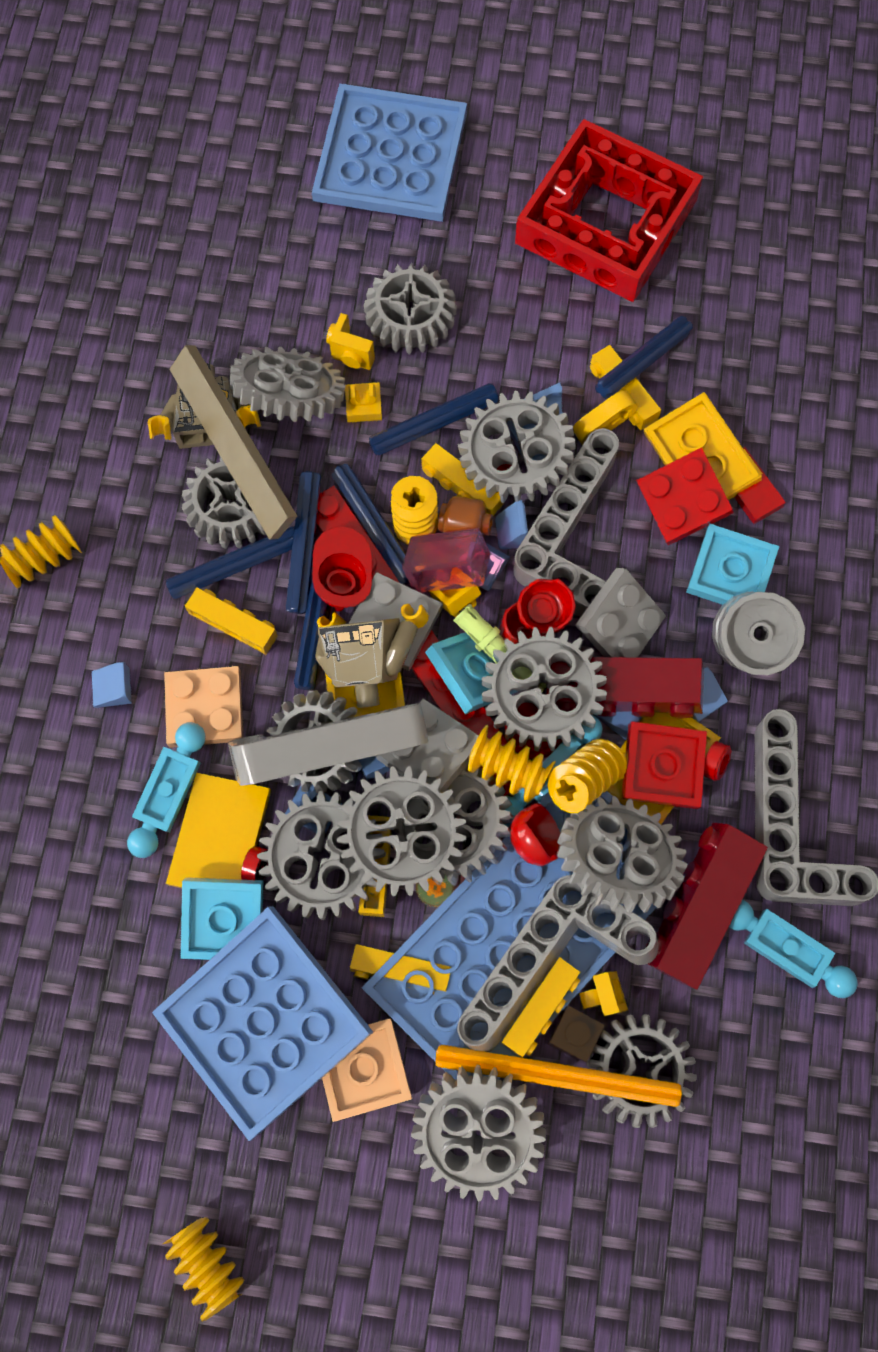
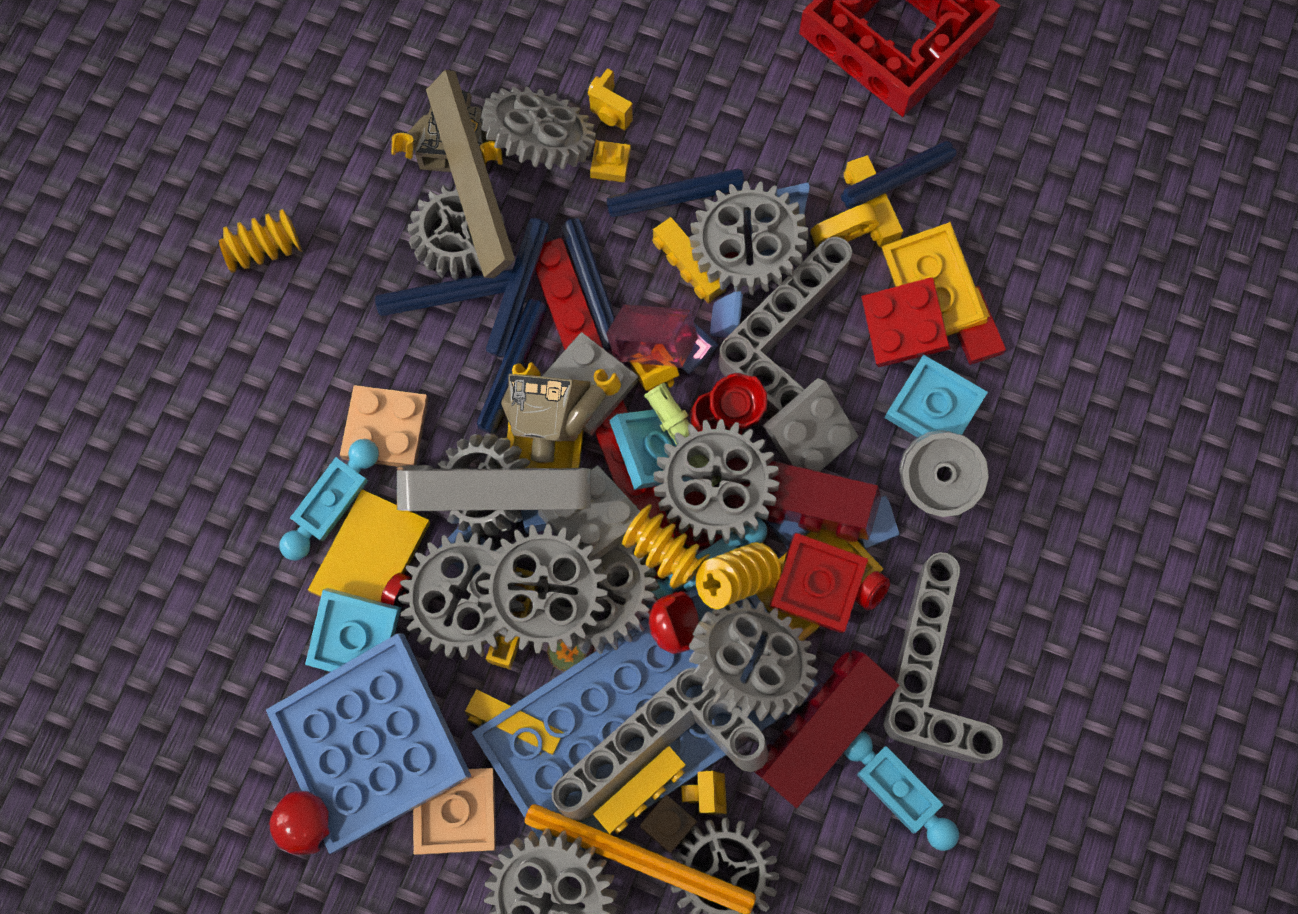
camera: 10 degrees right, 0 degrees up
(111, 685) = (300, 387): medium blue slope -> none
(212, 1117) = (299, 823): none -> red hair
(232, 621) = (430, 349): yellow piece -> none
(342, 567) = (548, 320): red piece -> none
(414, 508) = (632, 276): yellow piece -> none
(431, 311) = (663, 64): light grey gear -> none
(464, 514) = (682, 293): dark orange head -> none

